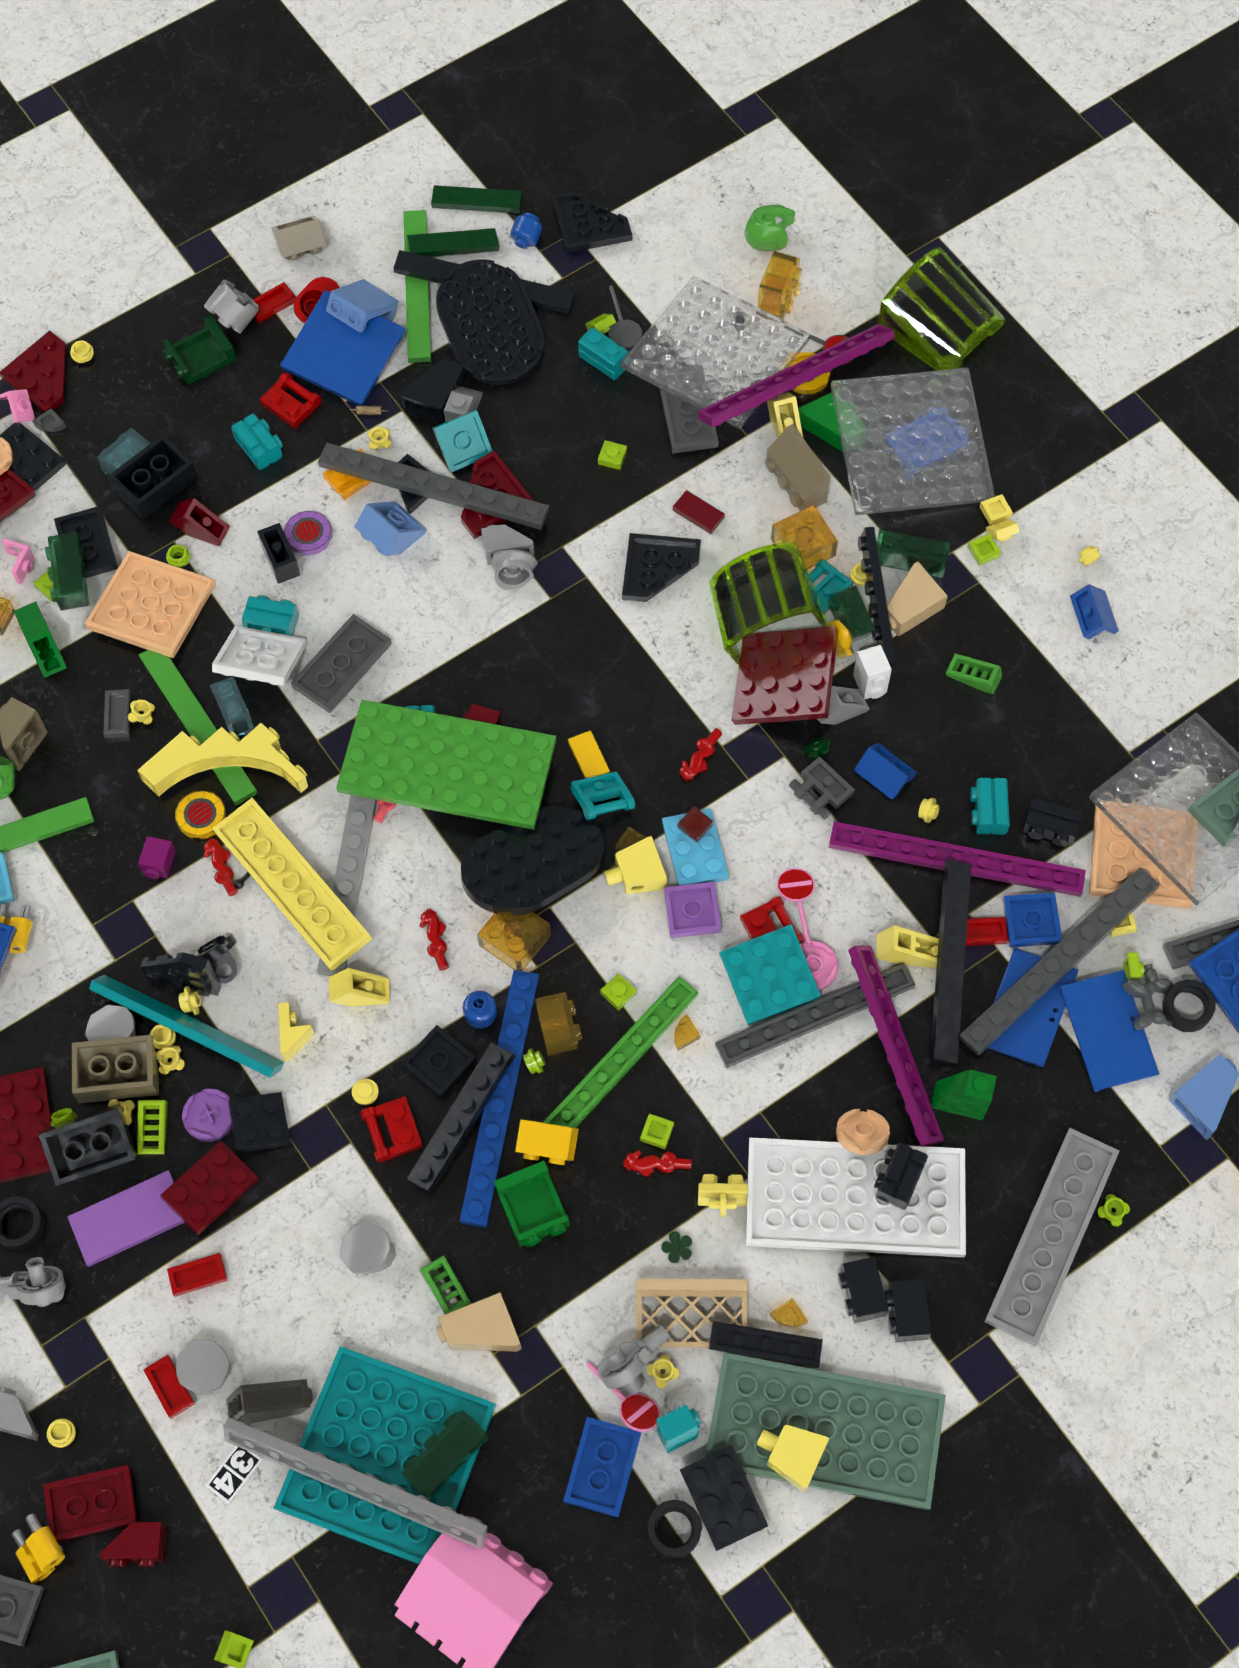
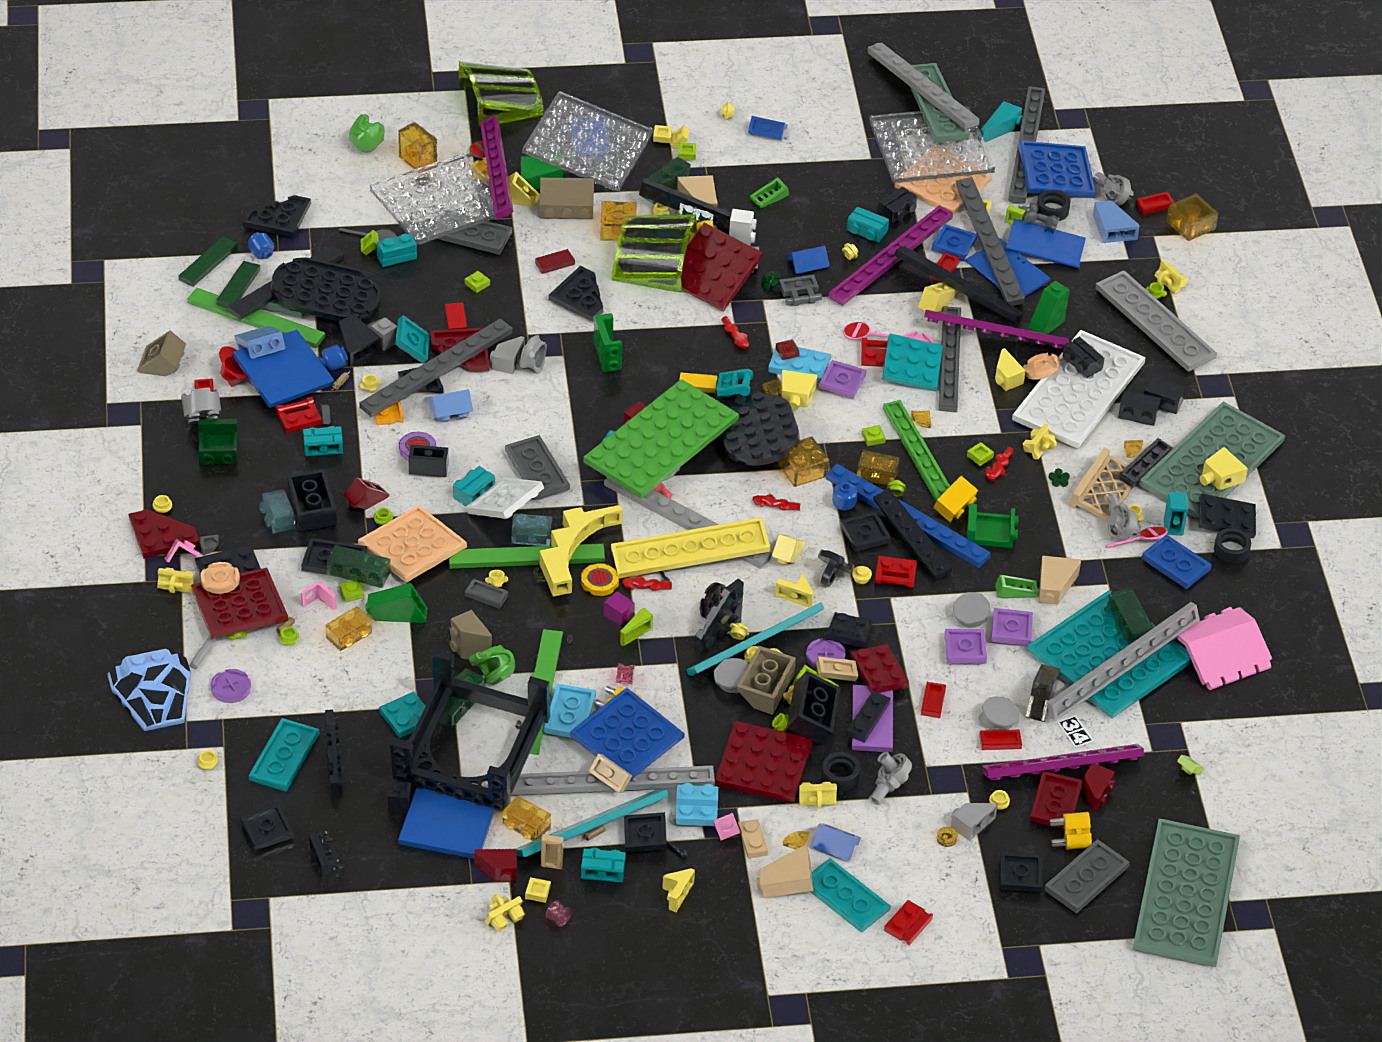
camera: 65 degrees left, 20 degrees down
(56, 914) = (625, 673): none -> clear pink wheel
(118, 1213) = (868, 716): none -> black plate
(142, 890) = (636, 627): none -> lime slope
(162, 1483) = (1069, 760): none -> magenta plate
(180, 1139) = (837, 668): none -> tan plate
(303, 420) = (325, 411): none -> dark grey tile
(303, 1270) = (965, 646): none -> medium lavender plate
(350, 1053) = (834, 563): none -> black tile
(367, 1311) = (1012, 626): none -> medium lavender plate
(390, 384) = (334, 357): none -> blue head
(538, 464) = (455, 316): none -> red tile
(584, 617) = (608, 351): none -> green panel
(828, 1094) = (1009, 371): none -> light yellow slope
(1146, 1214) = (1169, 276): none -> light yellow hips

